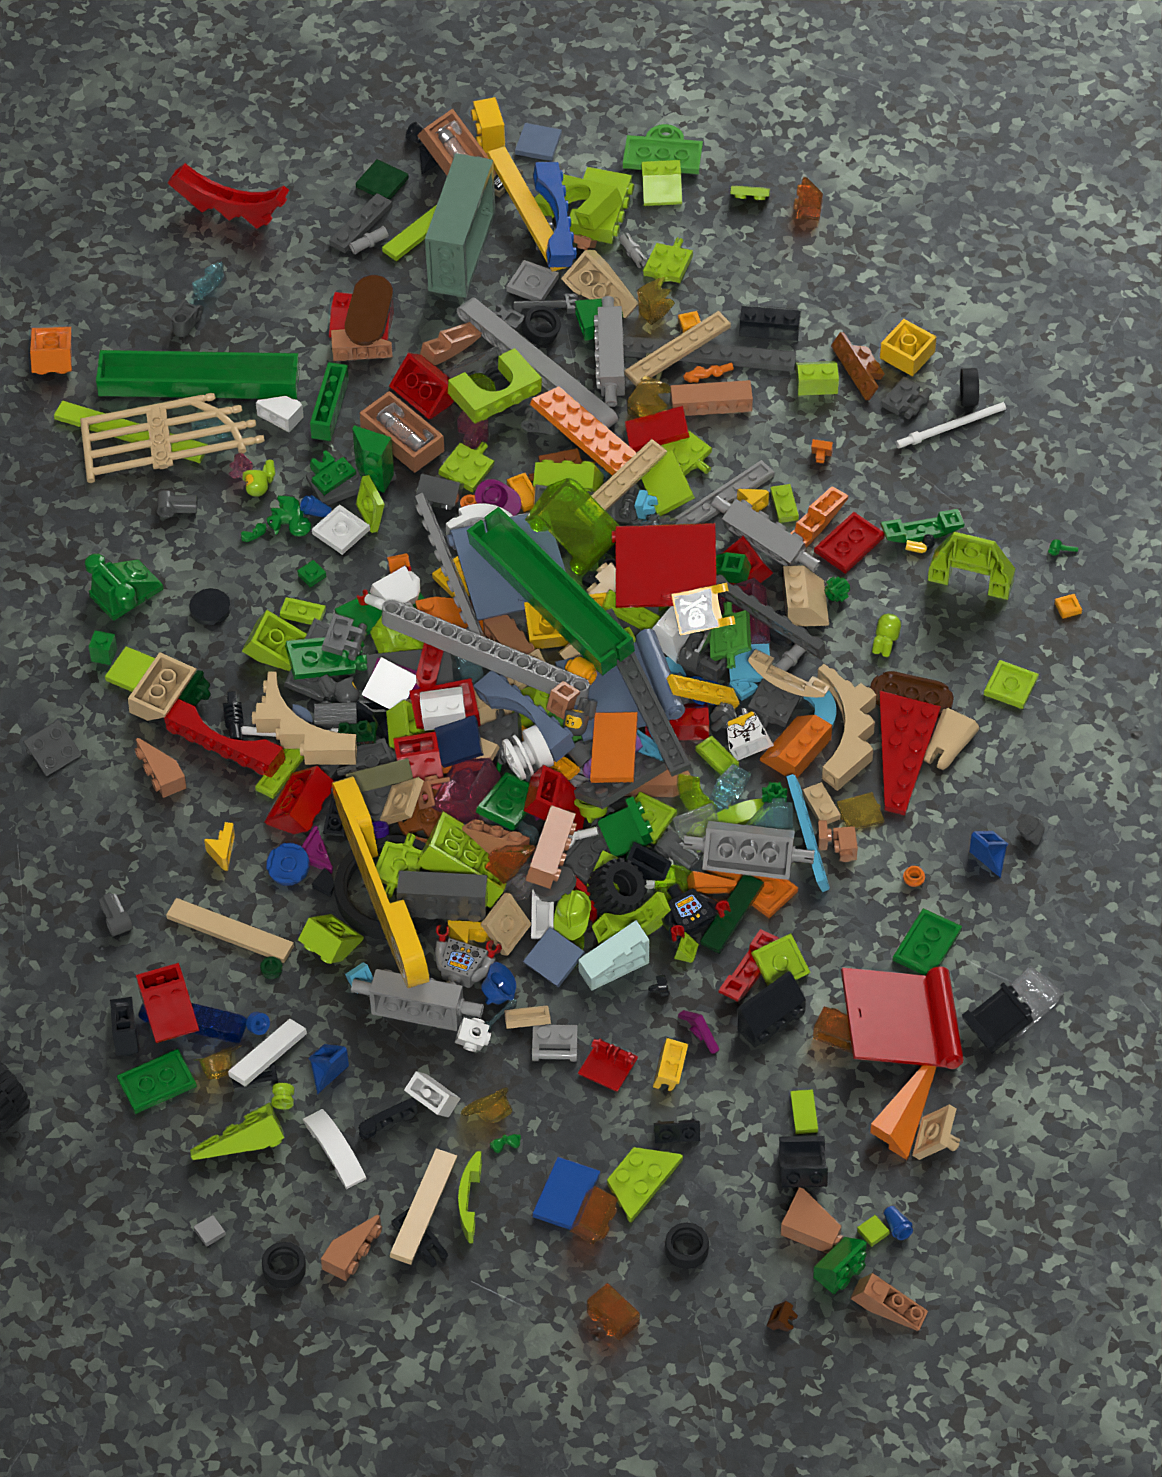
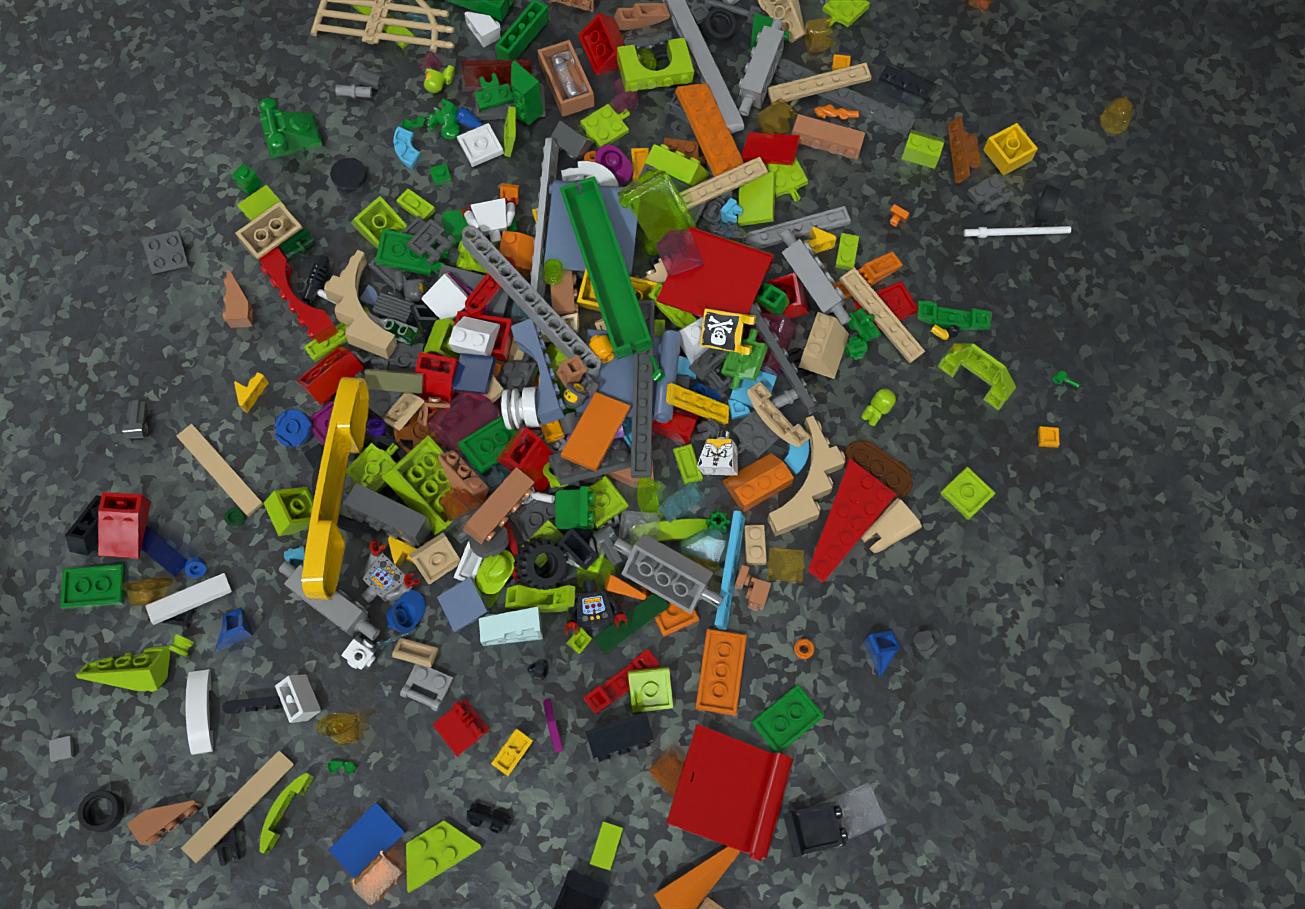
camera: 20 degrees right, 15 degrees up
(171, 522) = (353, 91): none -> light grey pin
(258, 561) = (404, 147): none -> medium azure tile
(337, 443) = (475, 69): none -> clear red tile
(492, 619) = (553, 272): none -> clear neon green wheel
(617, 552) = (678, 252): none -> clear pink slope
(652, 672) = (658, 374): none -> green hand
(835, 563) = (864, 325): none -> green hips
(842, 926) = (721, 672): none -> orange tile
(849, 549) = (883, 315): none -> tan tile
(1003, 279) = (1117, 115): none -> clear yellow piece

